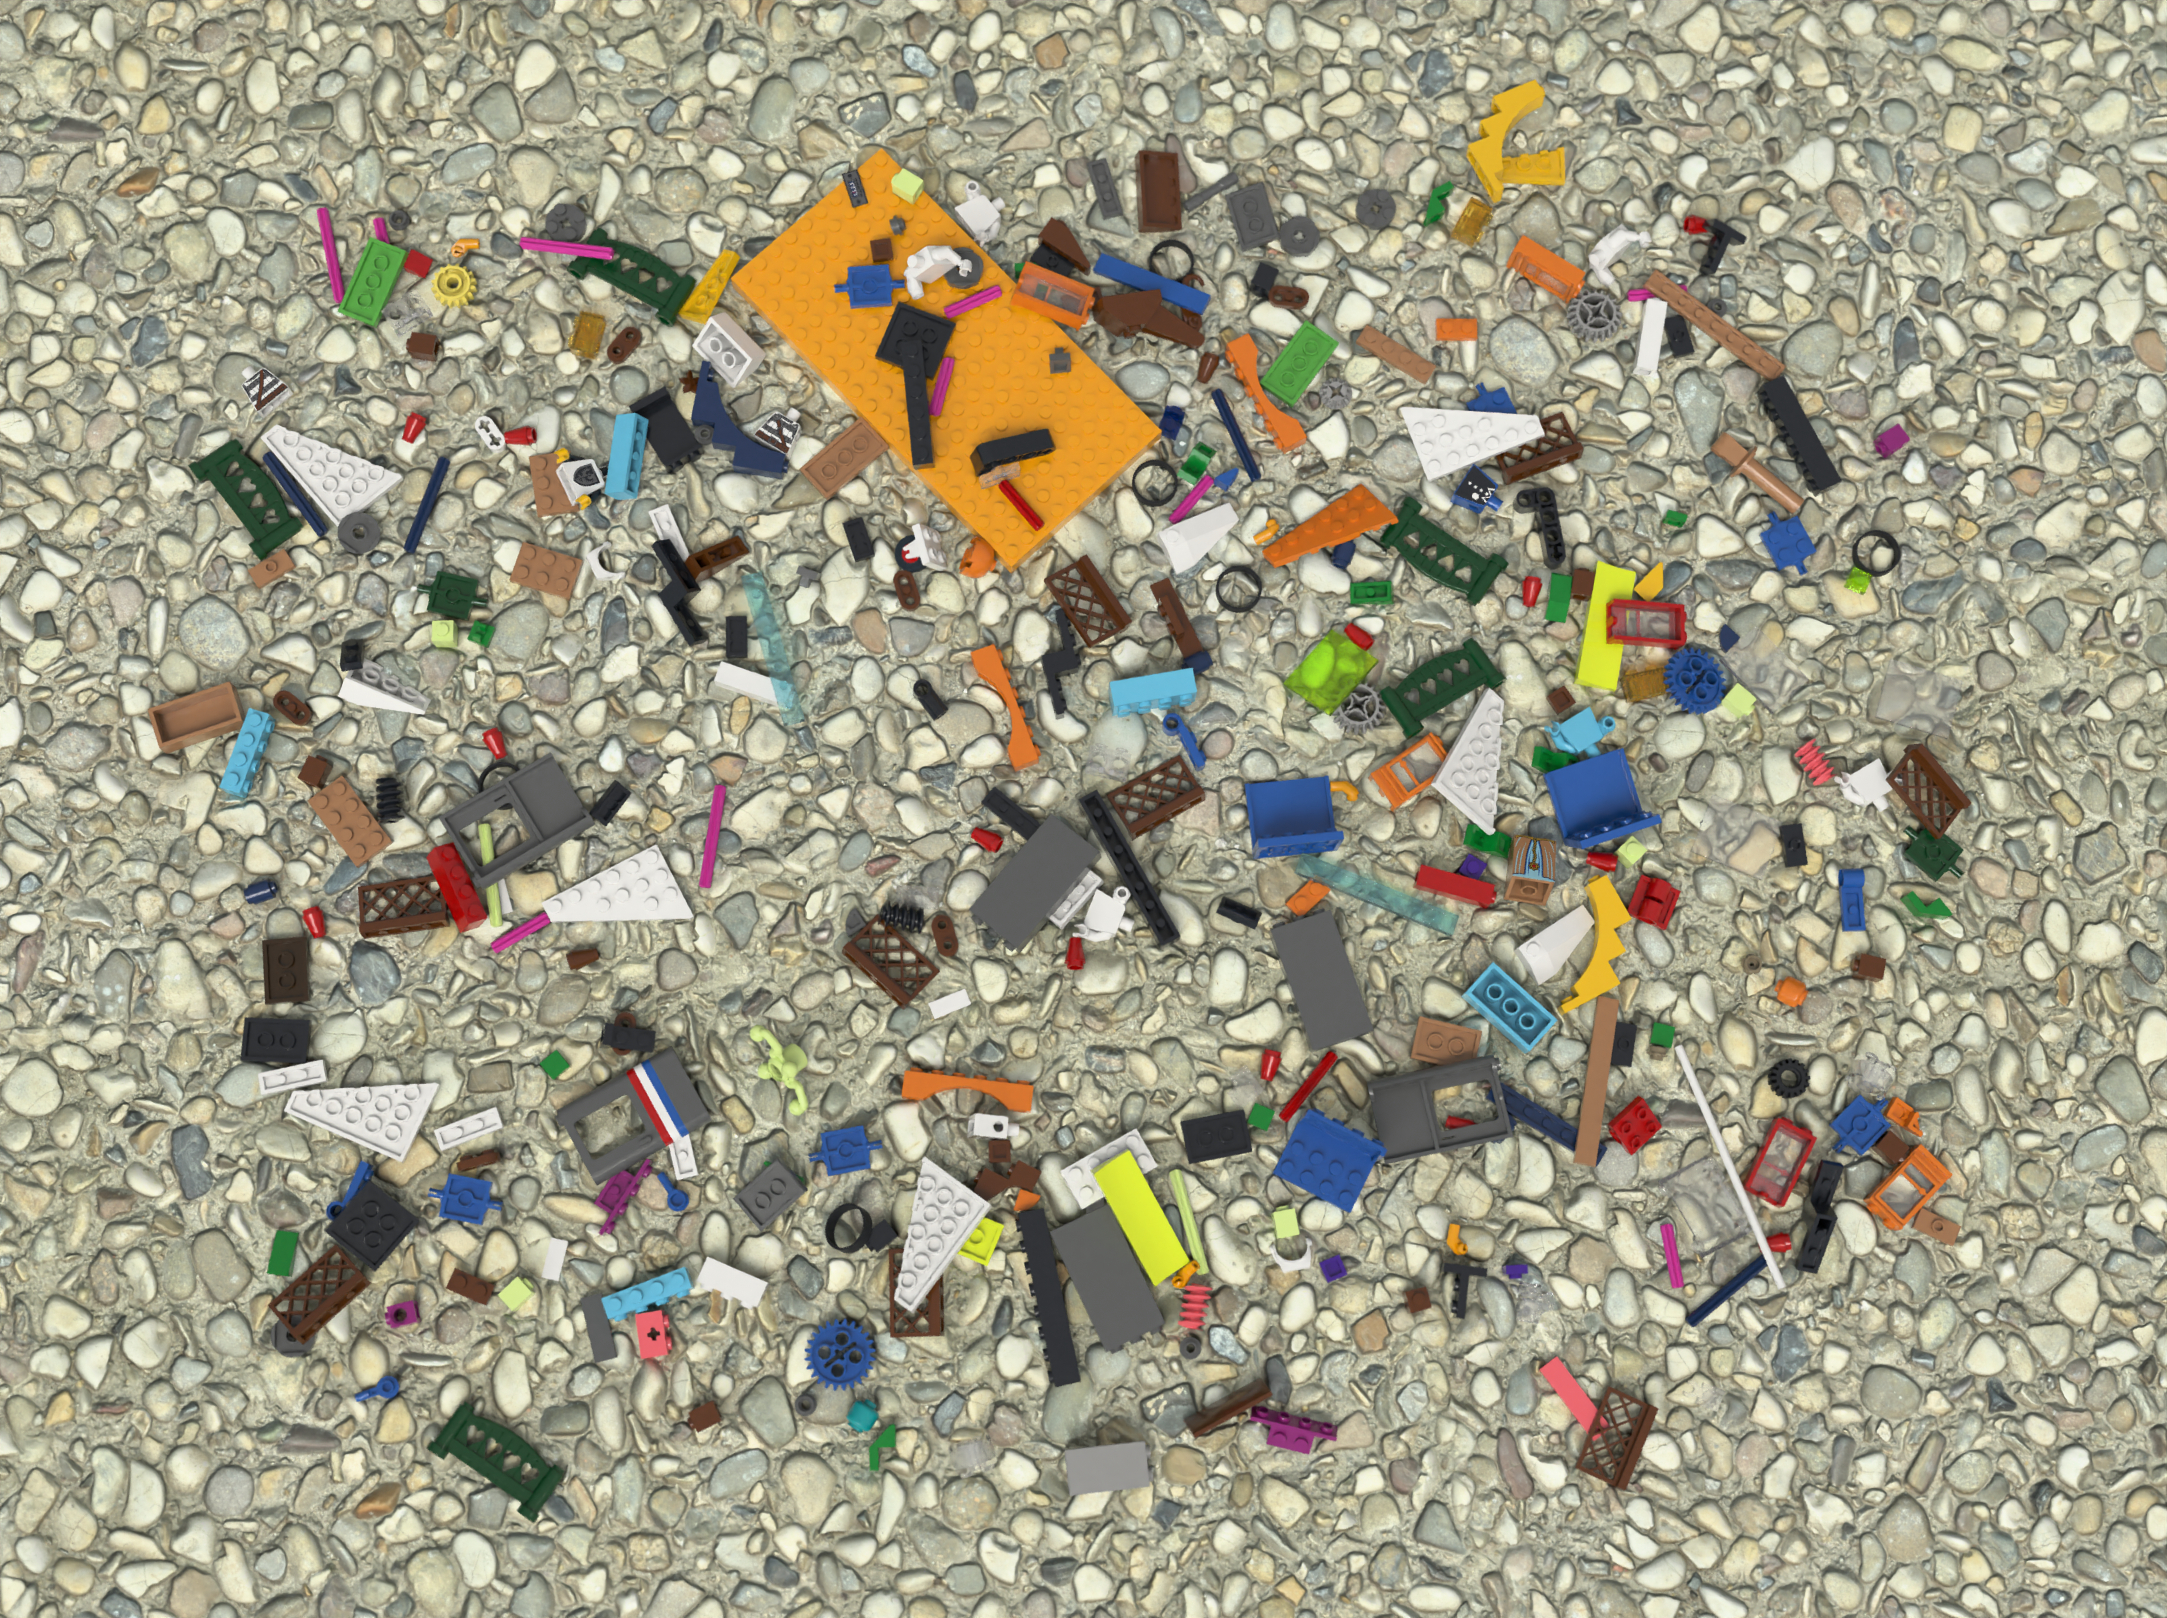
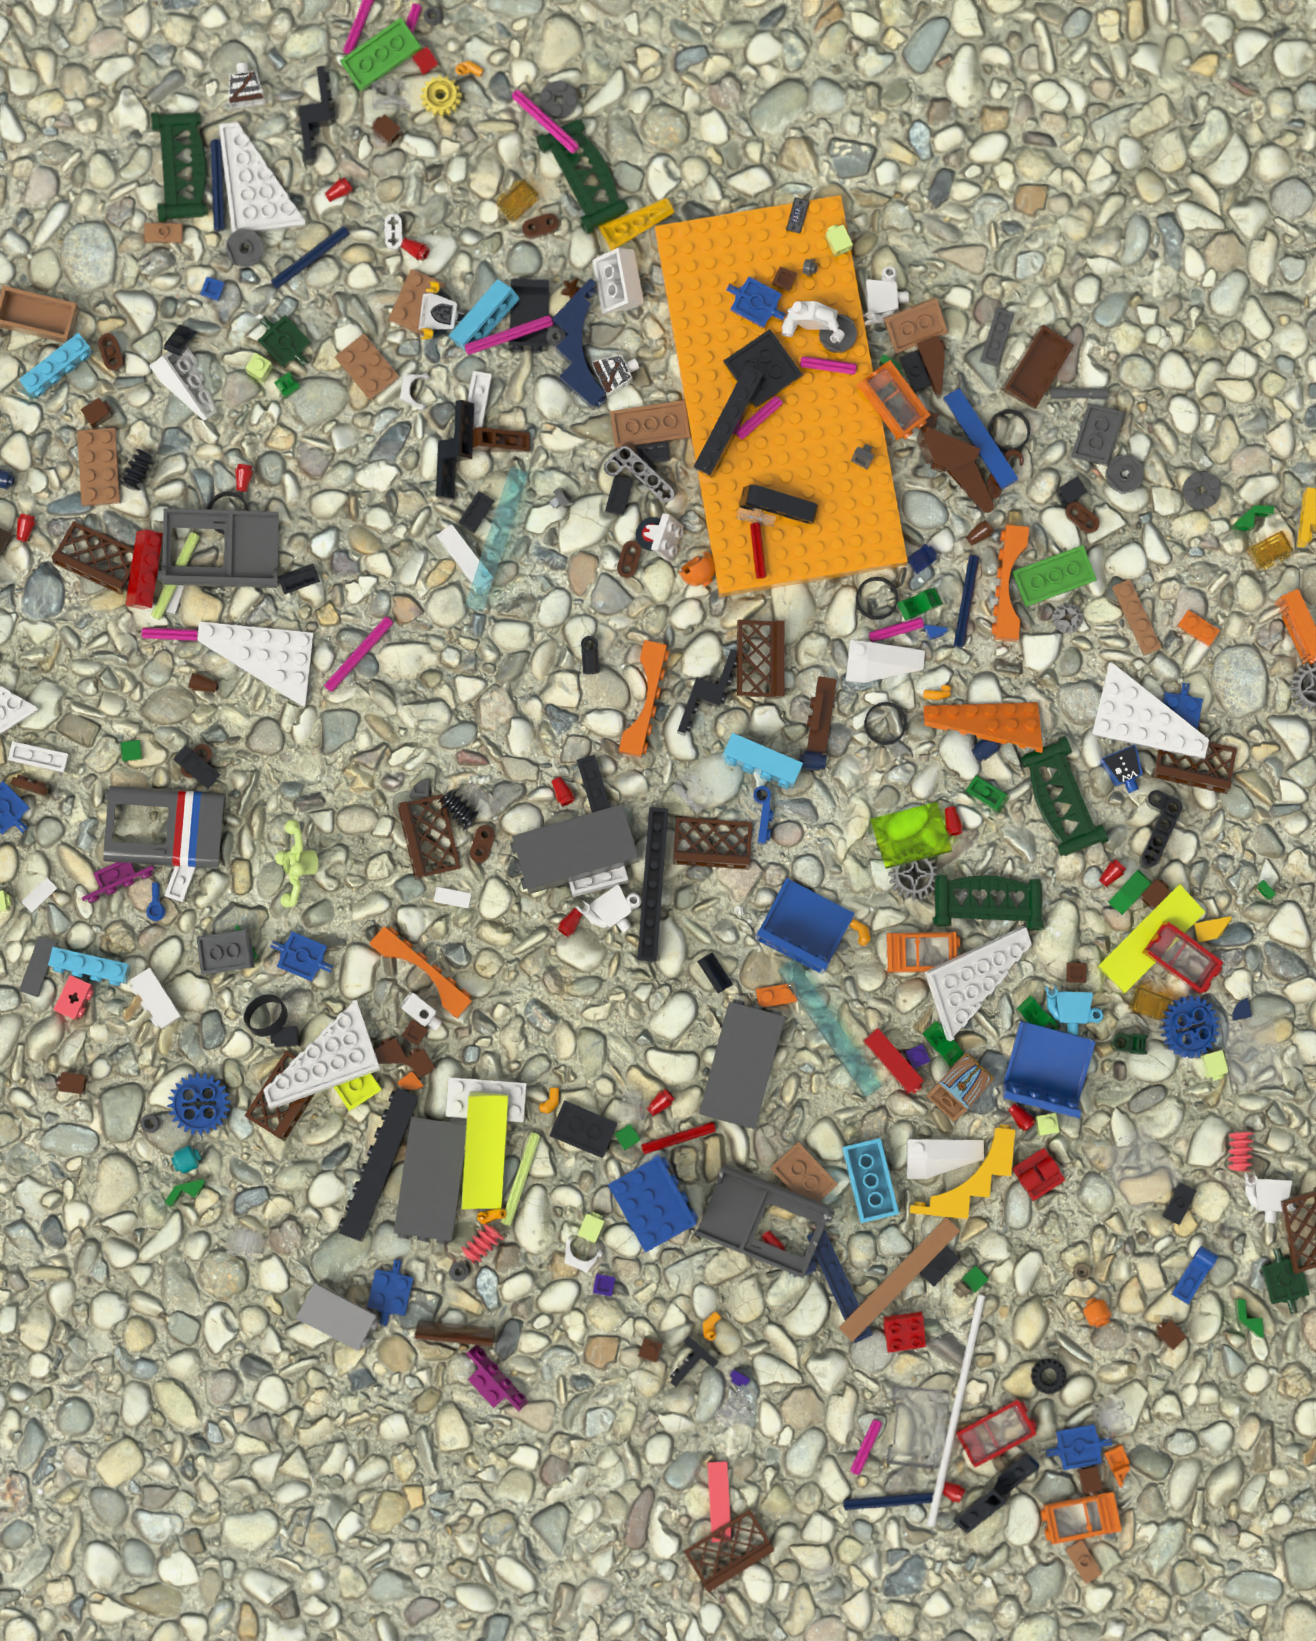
camera: 40 degrees right, 5 degrees up
(348, 373) = (316, 115): none -> black bracket
(352, 590) = (212, 289): none -> blue plate
(660, 458) = (508, 335): none -> dark pink axle
(862, 483) = (655, 452): none -> black plate
(869, 505) = (643, 475): none -> beam
(1025, 221) = (915, 325): none -> medium nougat plate
(1139, 1411) = (390, 1292): none -> blue plate
(1170, 1131) = (551, 1103): none -> light orange arm
(1654, 730) = (1132, 1043): none -> dark green piece

